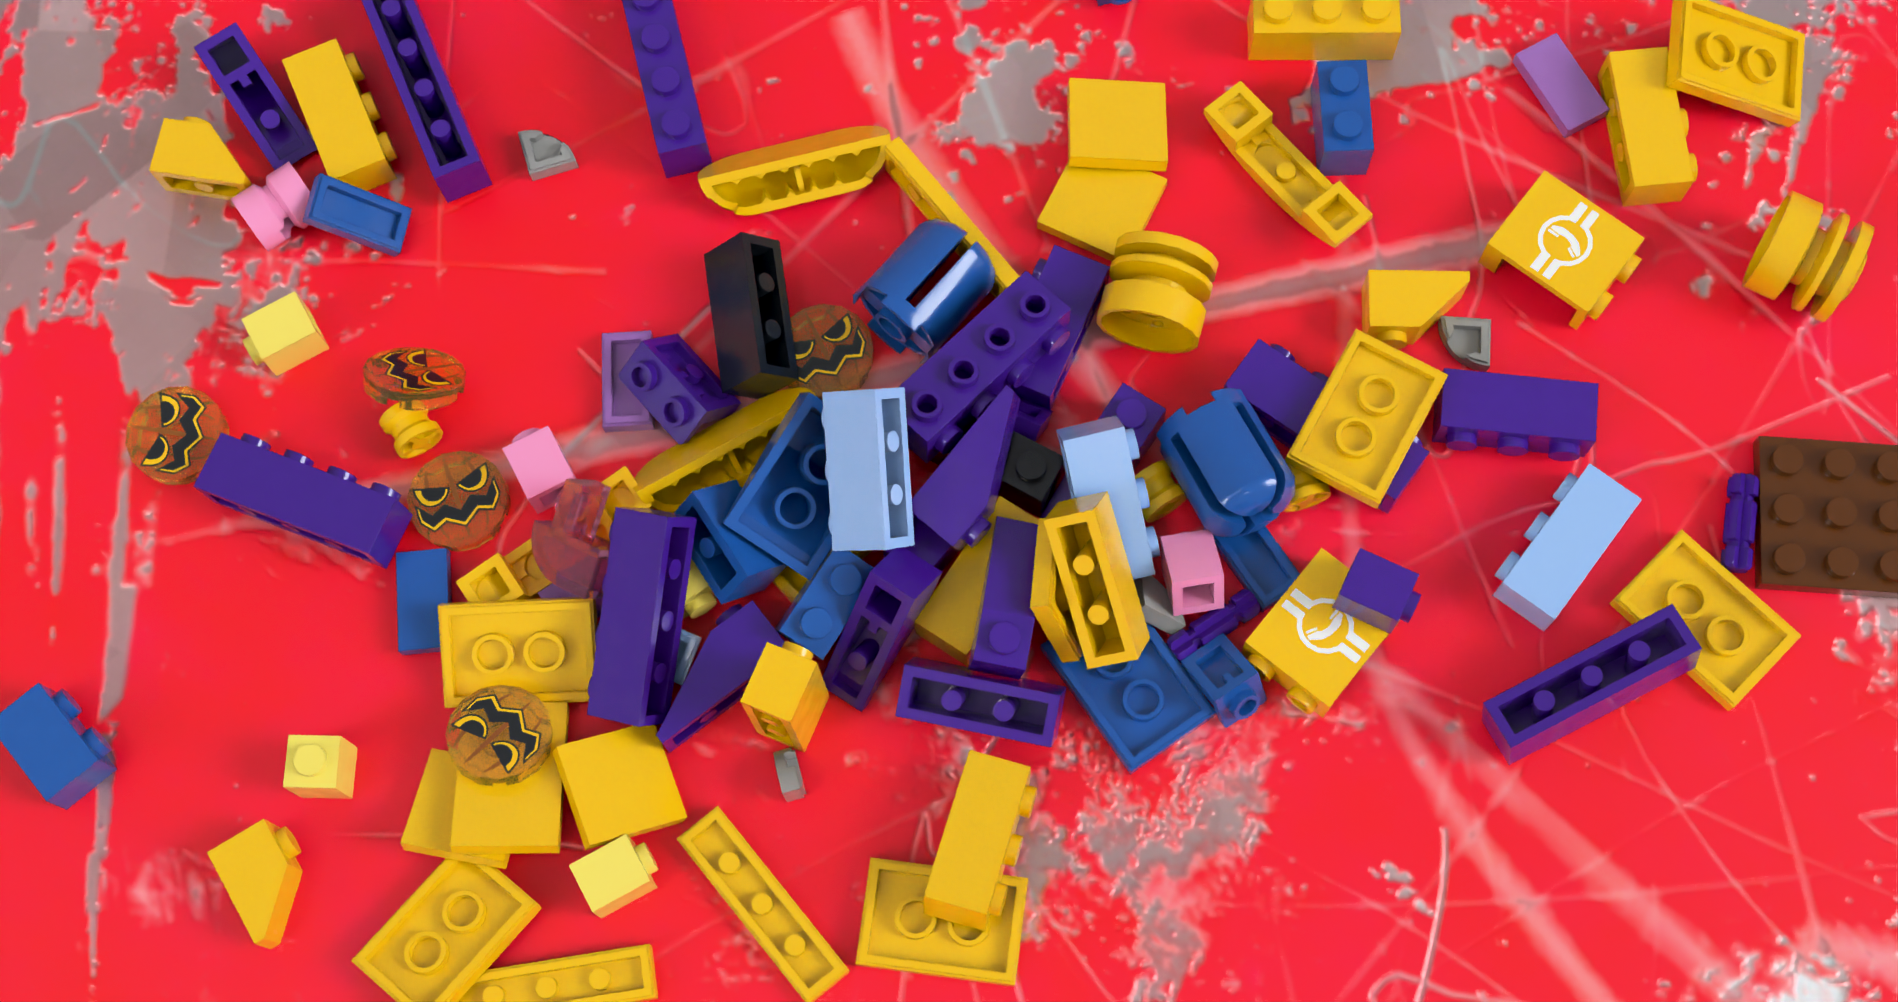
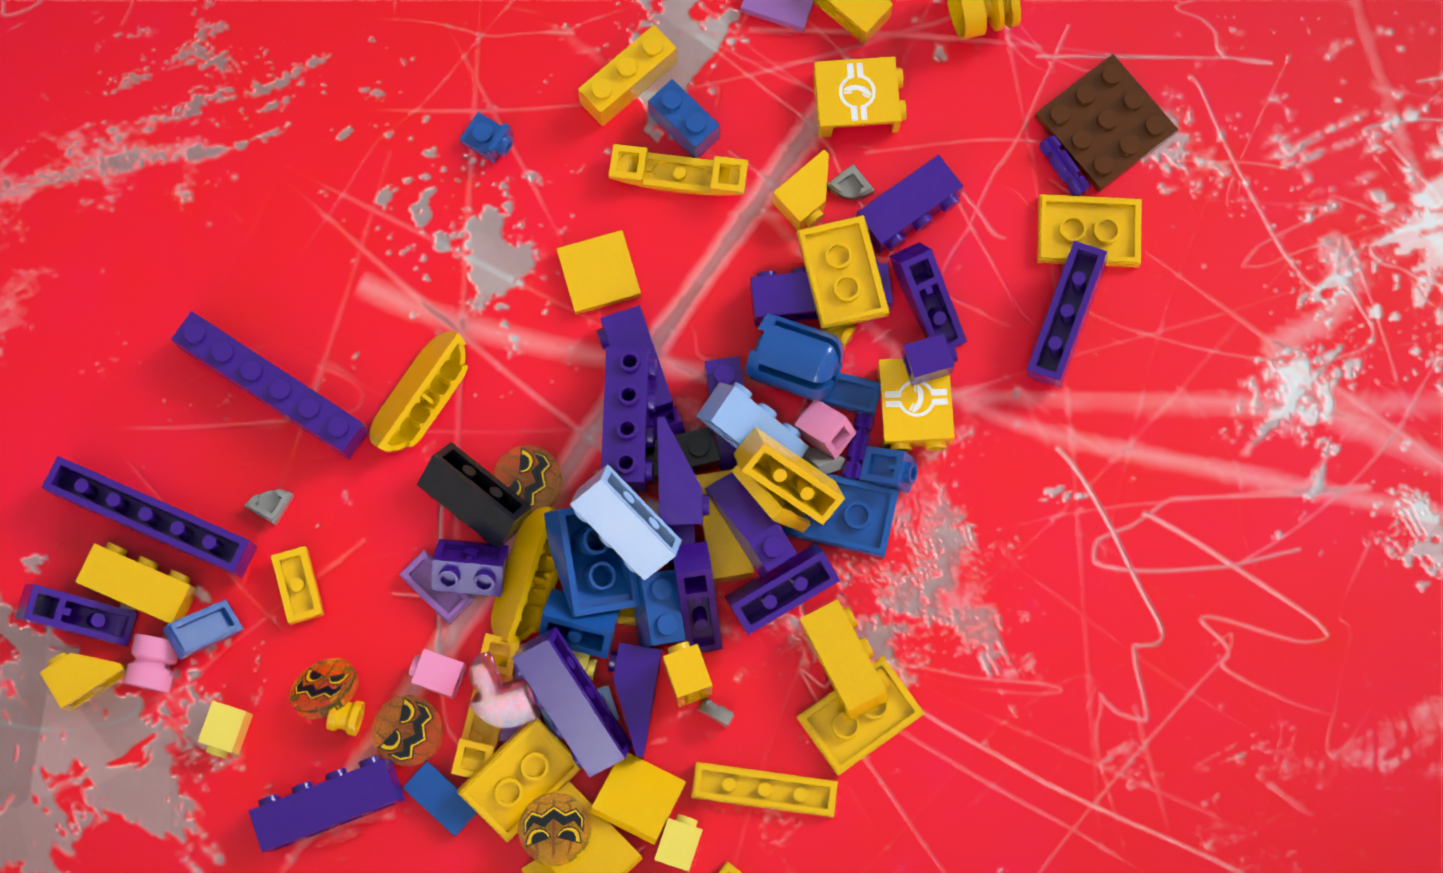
camera: 50 degrees left, 5 degrees up
(174, 434) = (217, 835): tile -> none
(492, 255) = (297, 585): none -> yellow plate
(905, 274) = (554, 399): blue cylinder -> none
(937, 203) = (531, 351): yellow tile -> none
(1117, 124) = (569, 222): yellow tile -> none
(1157, 292) = (676, 297): yellow wheel -> none
(1162, 491) = (770, 397): yellow wheel -> none
(1446, 528) = (927, 293): none -> dark purple slope
(1564, 545) = (992, 252): light blue brick -> none

